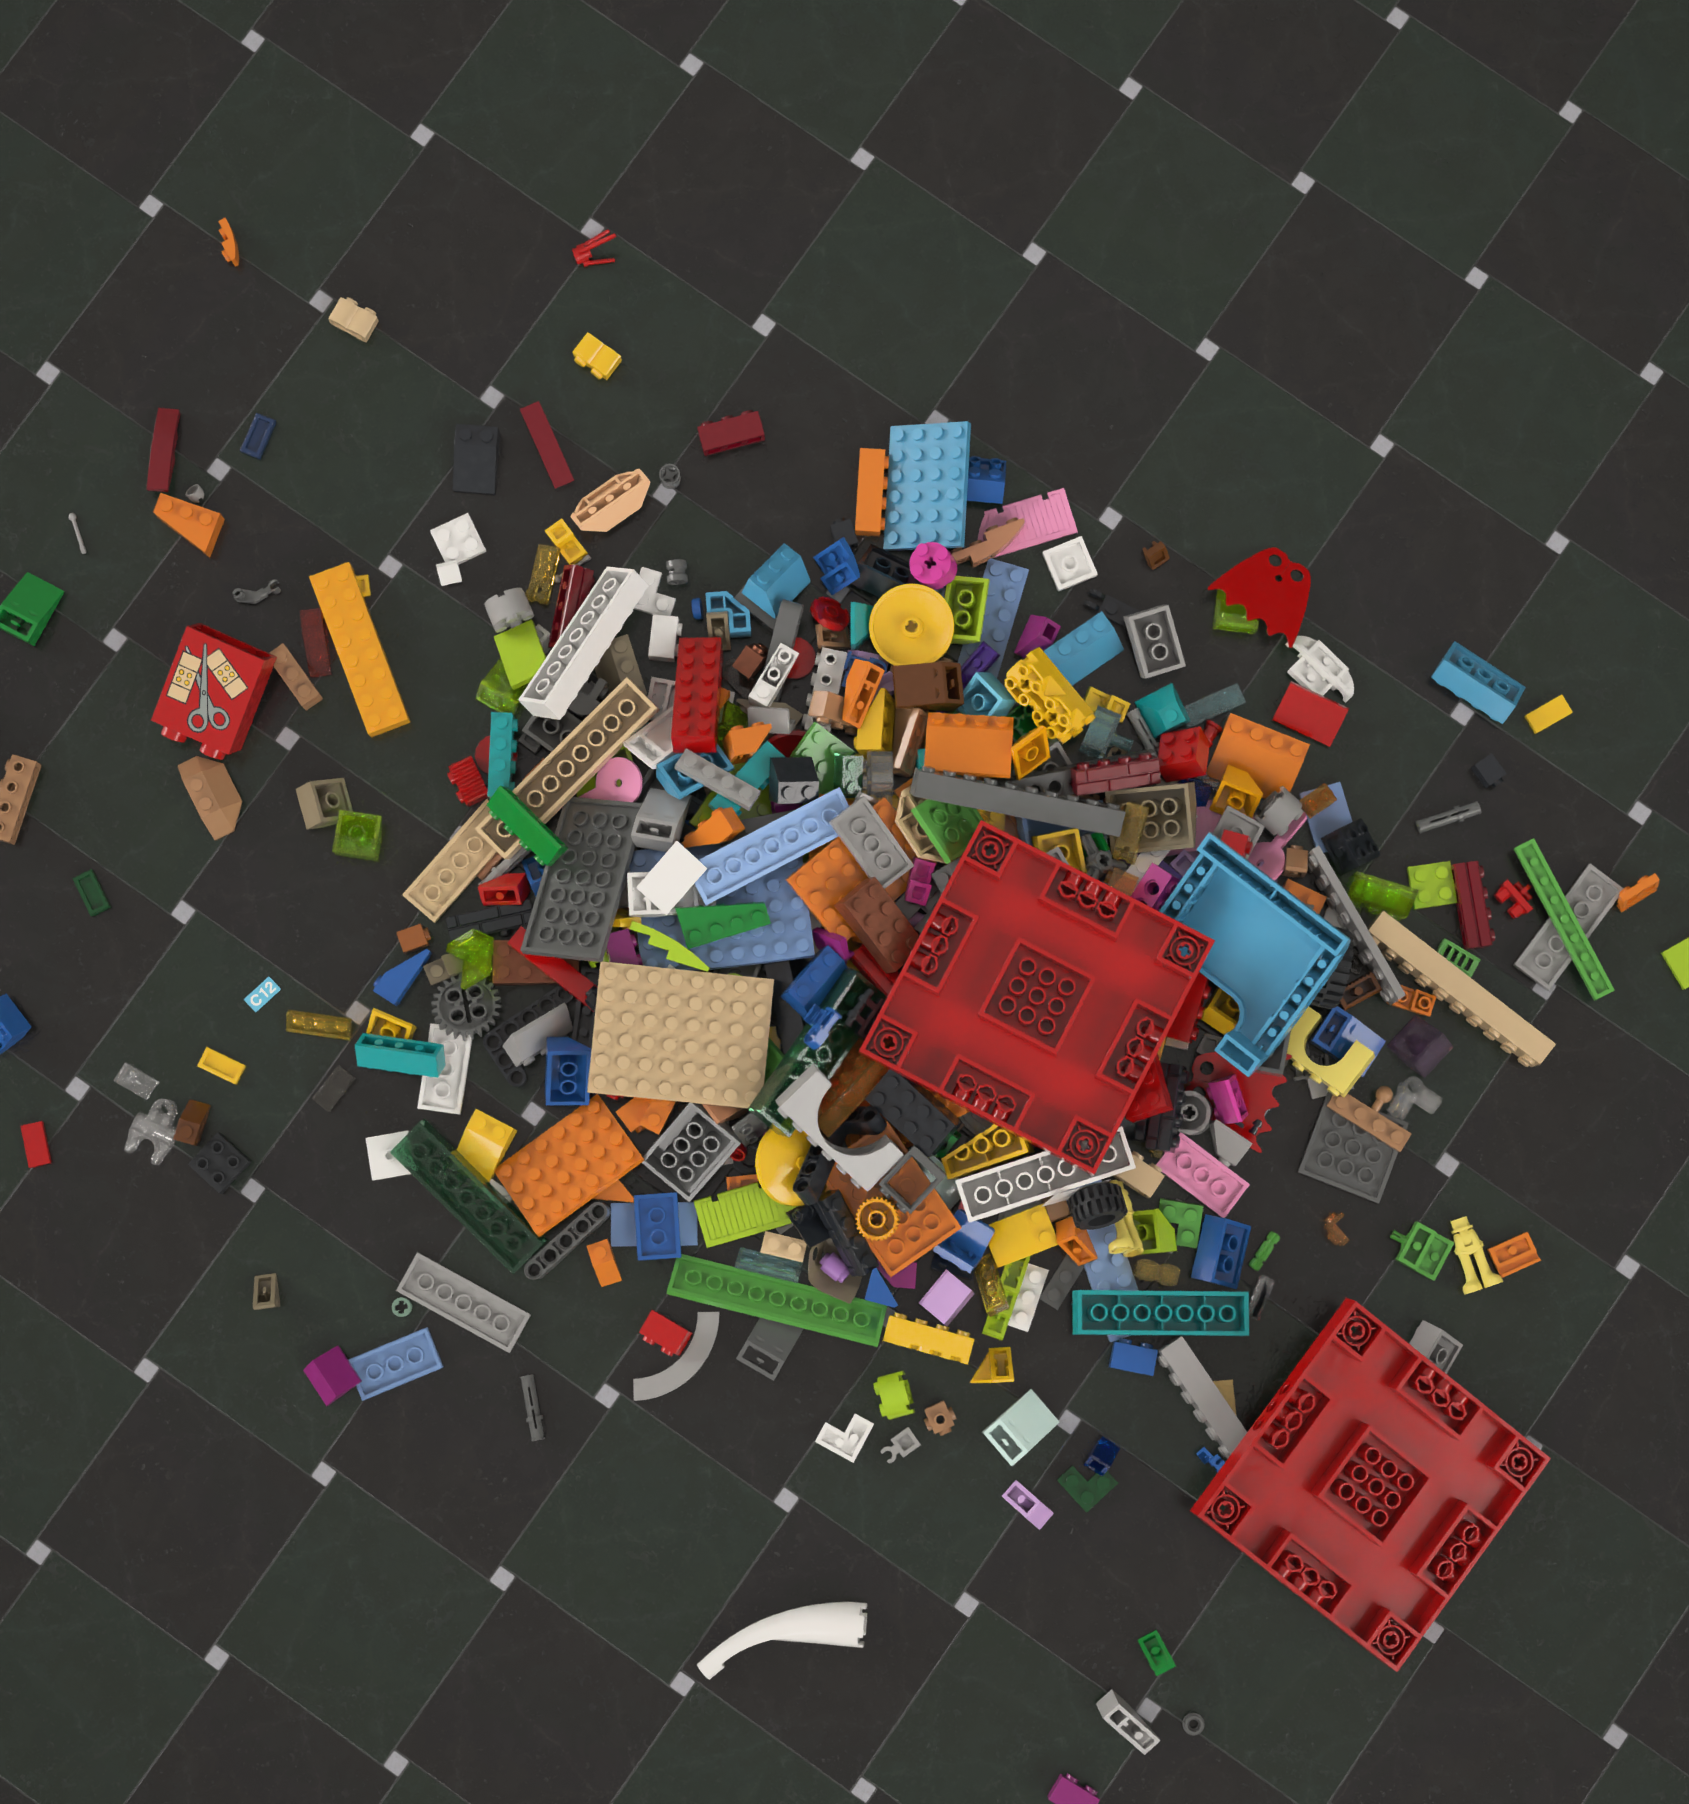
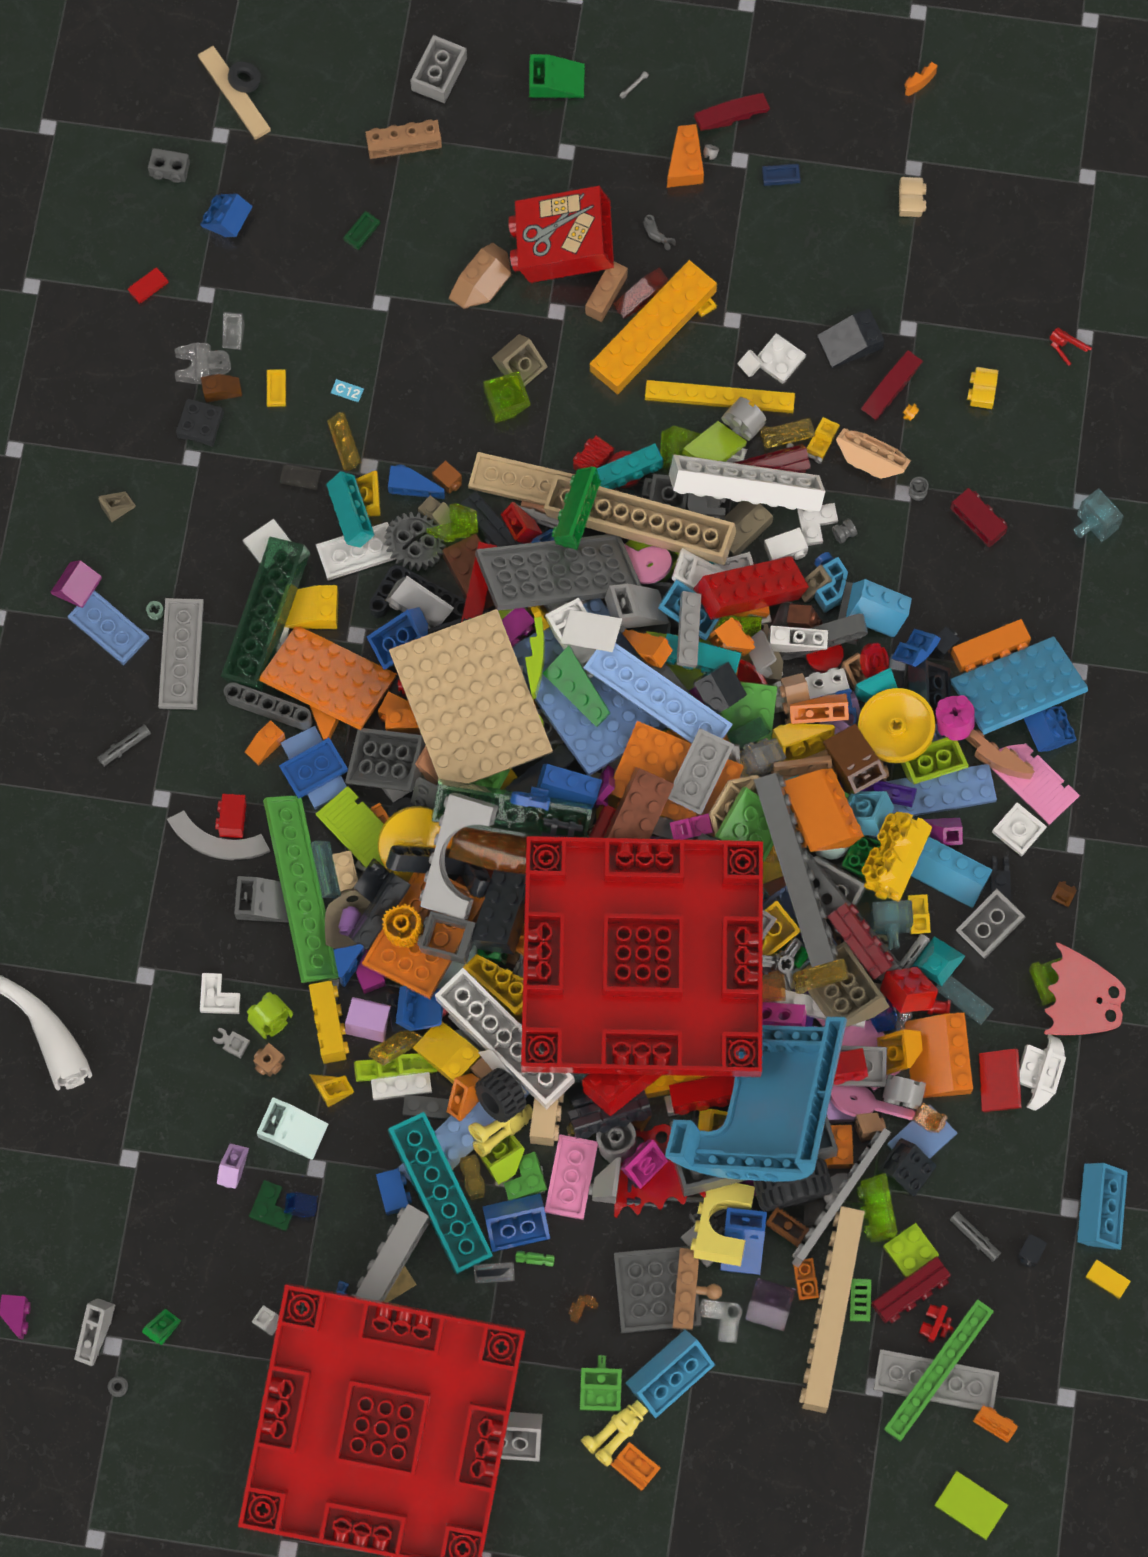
camera: 65 degrees right, 10 degrees down
(467, 622) = (718, 396): none -> yellow plate
(584, 441) = (910, 411): none -> light orange plate
(740, 1153) = (403, 799): red hinge -> none
(793, 316) = (1098, 516): none -> clear light blue brick
(1030, 751) = (841, 861): light orange slope -> none
(1198, 1544) = (266, 1320): none -> white slope
(1440, 1176) = (670, 1373): none -> dark azure slope

